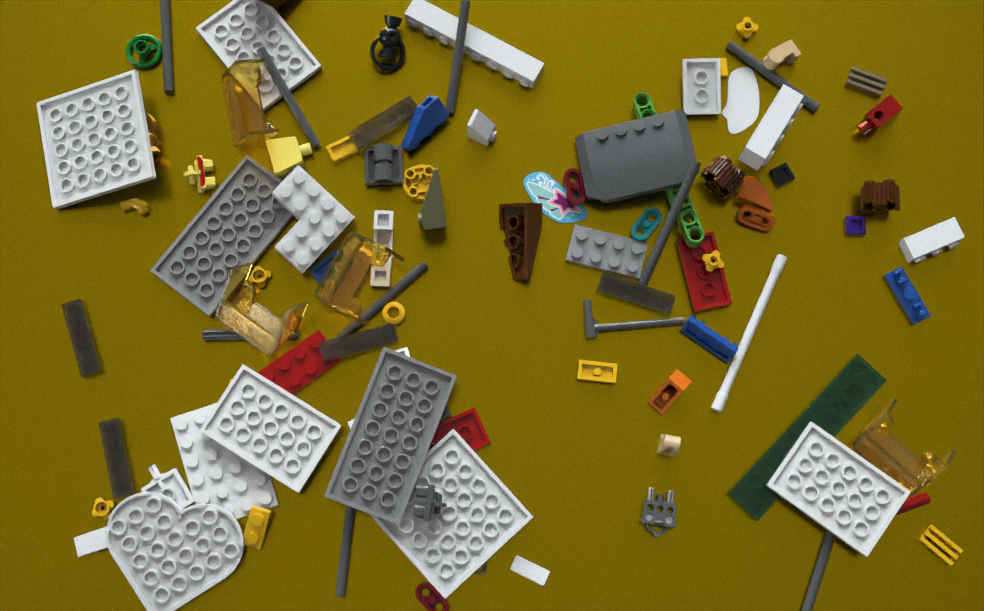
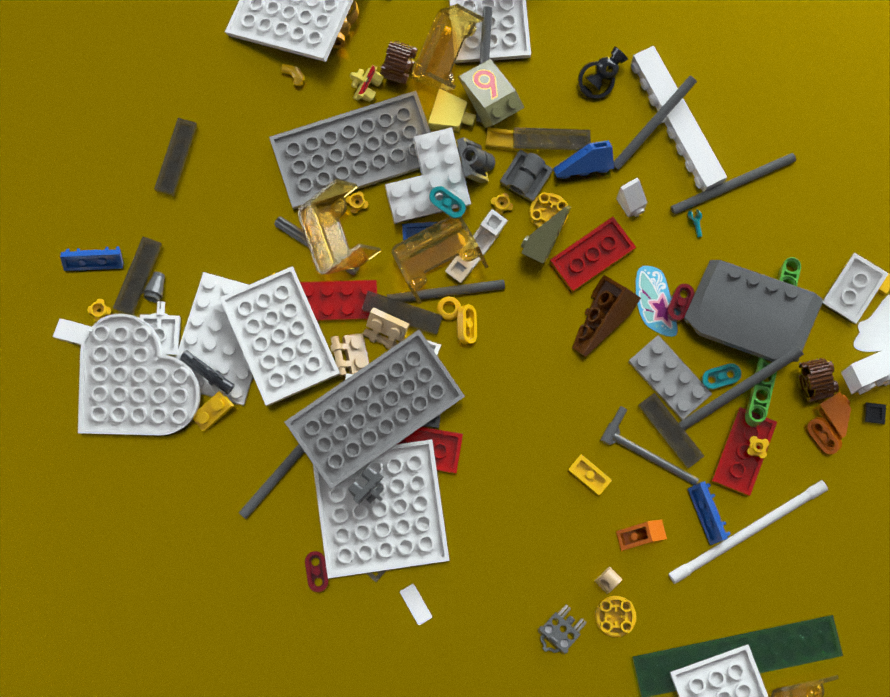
camera: 35 degrees right, 0 degrees up
(67, 470) = (91, 259): none -> blue plate
(138, 459) = (154, 289): none -> dark grey cone
(217, 139) = (398, 62): none -> reddish brown brick
(225, 498) = (214, 377): none -> black pin
(310, 117) = (490, 93): none -> olive slope
(334, 180) = (475, 160): none -> dark grey plate
(335, 226) = (446, 203): none -> teal plate
(342, 400) = (354, 350): none -> tan plate
(354, 360) = (386, 324): none -> tan plate
(379, 195) = (504, 197): none -> yellow plate
(417, 316) = (467, 324): none -> yellow plate
(479, 194) = (592, 254): none -> red plate
(542, 111) = (696, 219): none -> teal hand
(551, 66) = (733, 183): none -> dark grey piece
(693, 470) = (615, 616): none -> yellow tile

